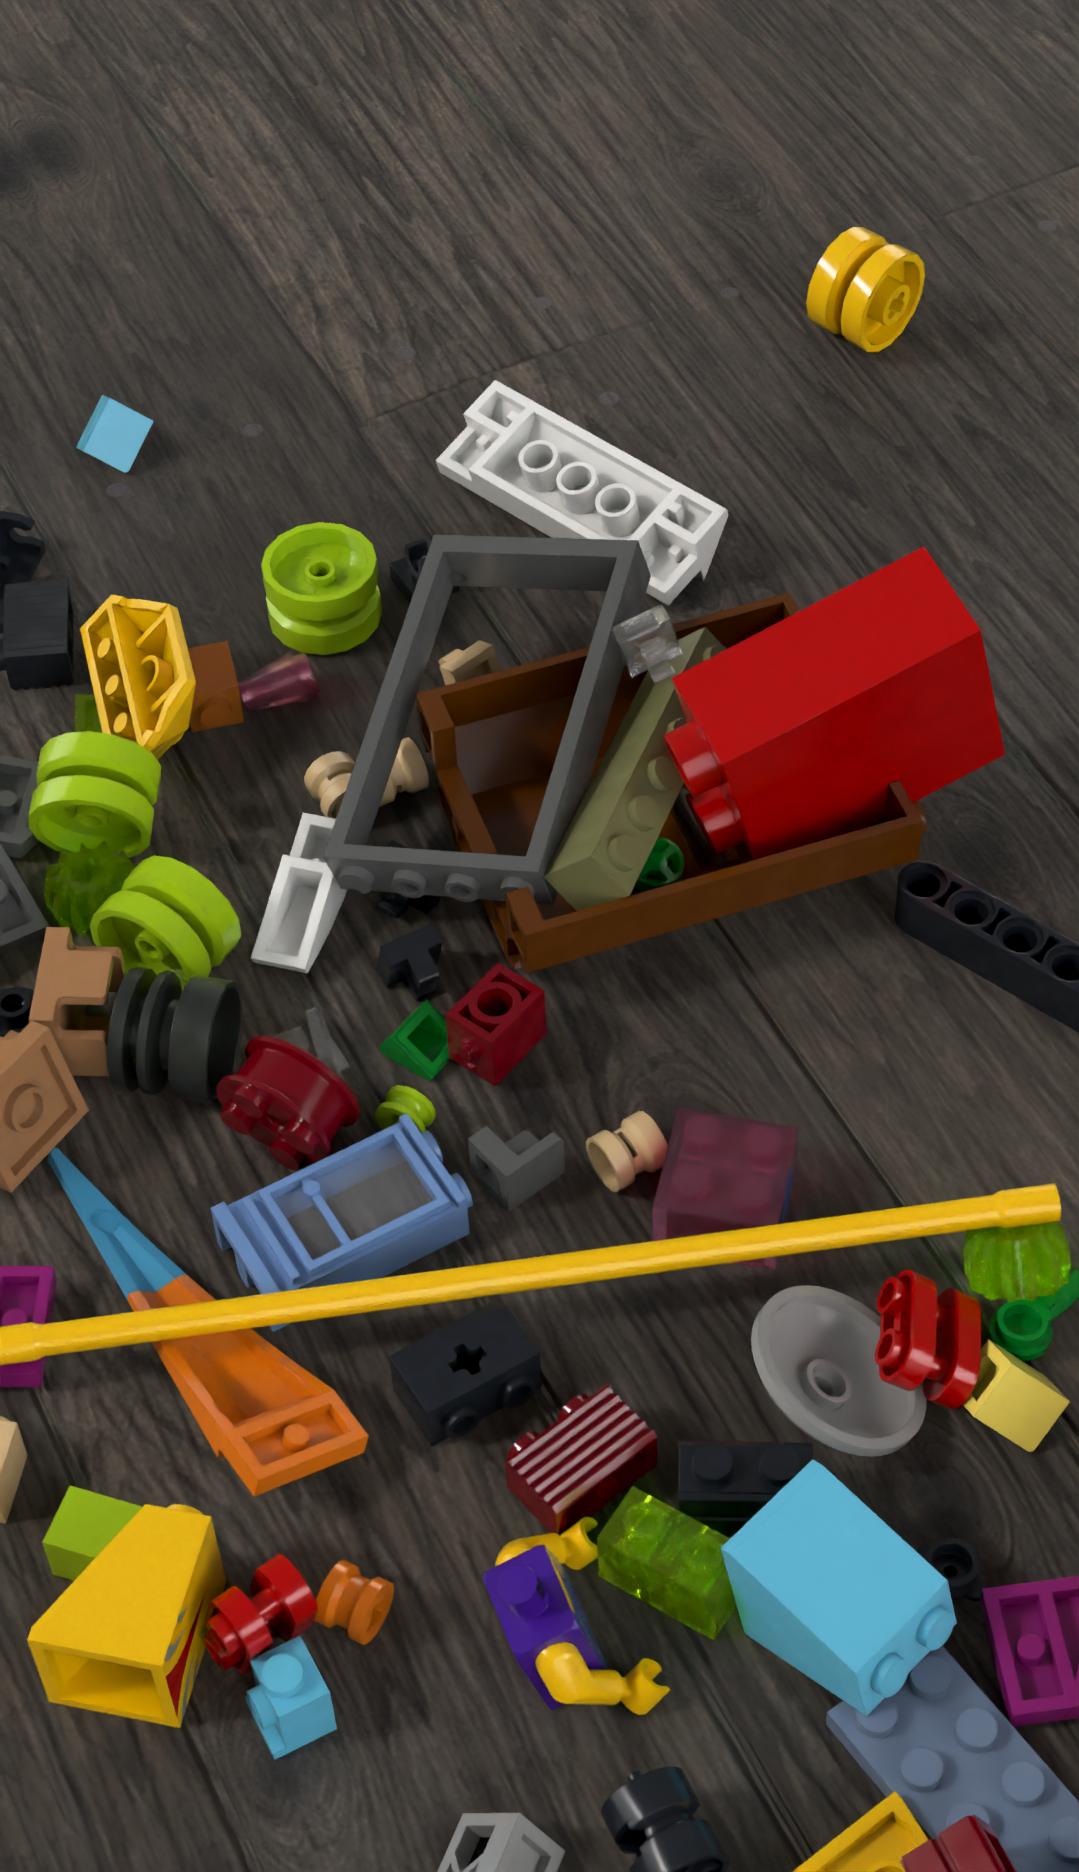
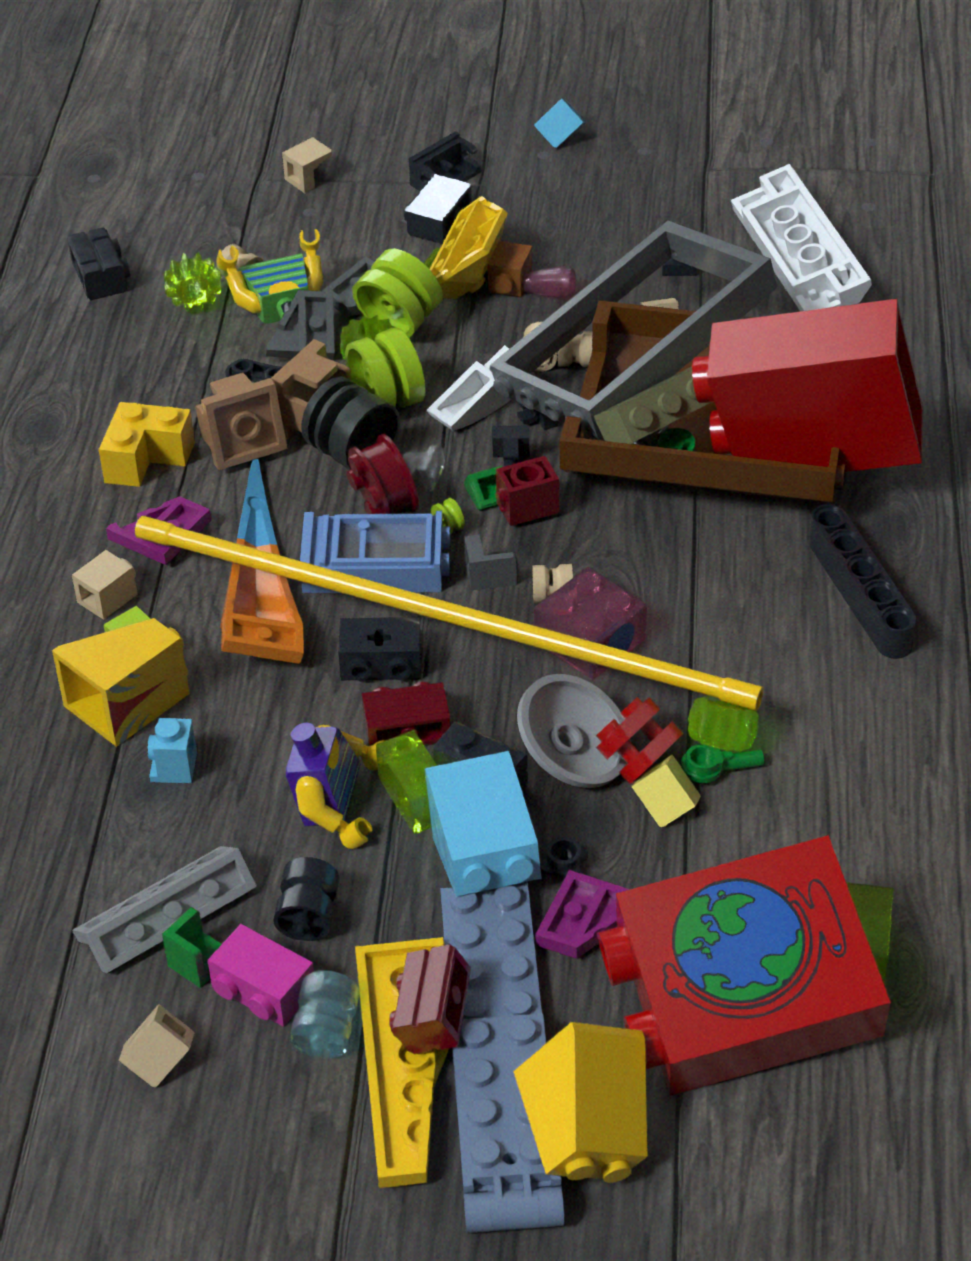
camera: 30 degrees right, 5 degrees down
(242, 1625) = (164, 700): red brick -> none
(322, 588) = (604, 234): lime wheel -> none
(354, 1602) = (238, 725): orange wheel -> none
(648, 643) = (739, 308): clear tile -> none

